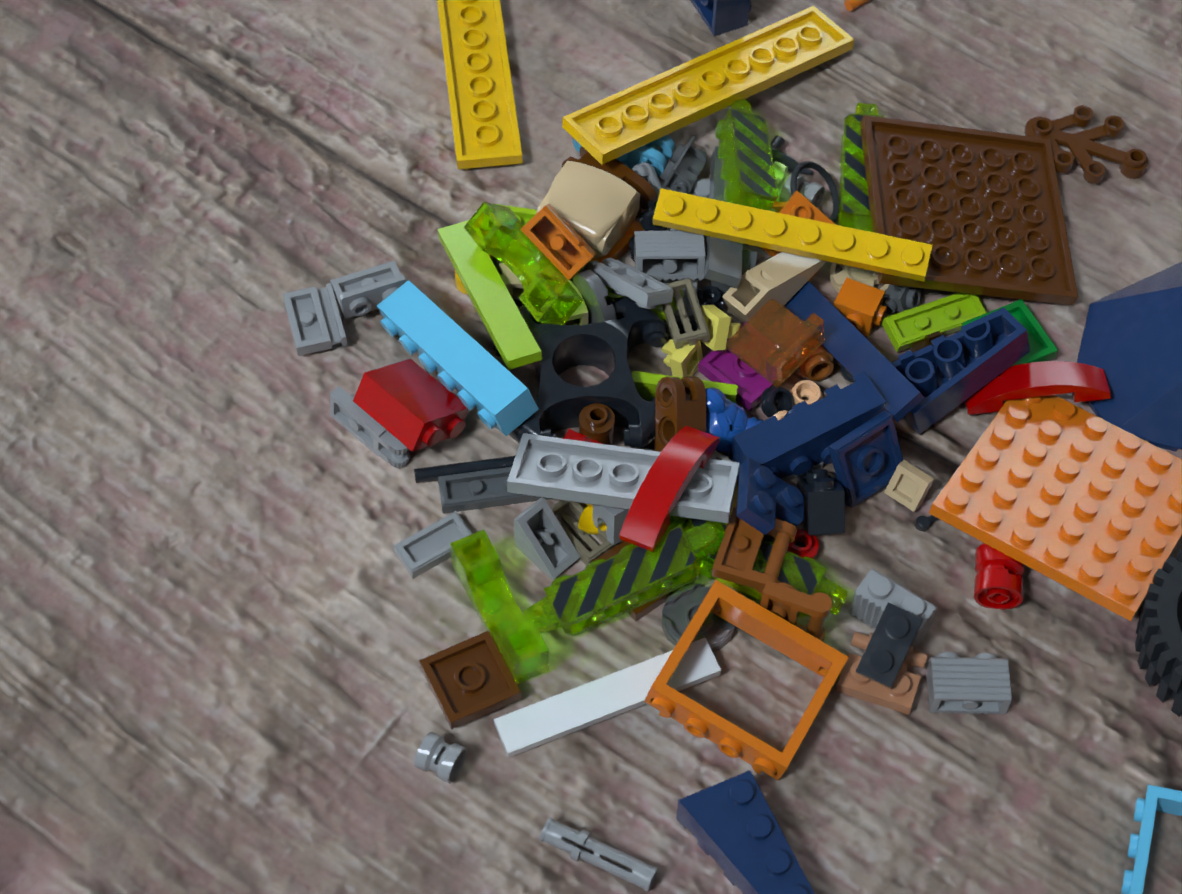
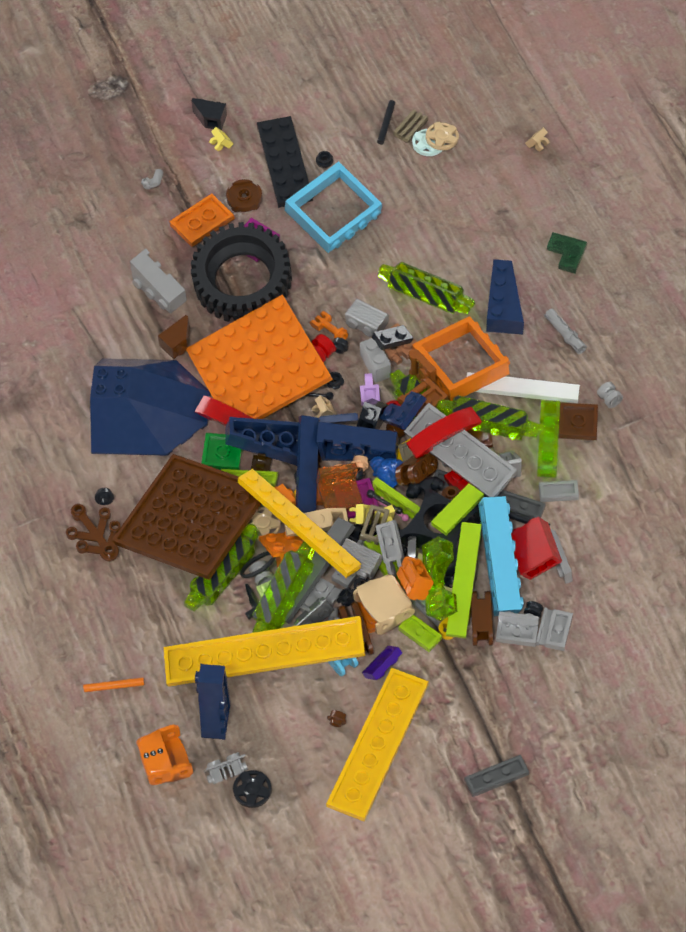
camera: 145 degrees left, 0 degrees up
(288, 103) = (496, 776): none -> dark grey tile
(362, 330) = (533, 608): none -> black bush
(434, 277) = (481, 618): none -> reddish brown piece
(540, 158) = (382, 662): none -> dark purple plate
(554, 69) = (337, 718): none -> reddish brown plate
(564, 379) = (457, 509): none -> lime tile
(728, 373) = (371, 494): none -> black hinge
(859, 550) = (369, 390): none -> lavender plate
(909, 794) = (426, 287): none -> clear neon green hinge
(934, 538) = (336, 377): none -> black plate
(975, 613) = (341, 345): none -> black plate
(1042, 646) = (324, 322): none -> orange hinge
(1117, 193) = (104, 496): none -> black plate

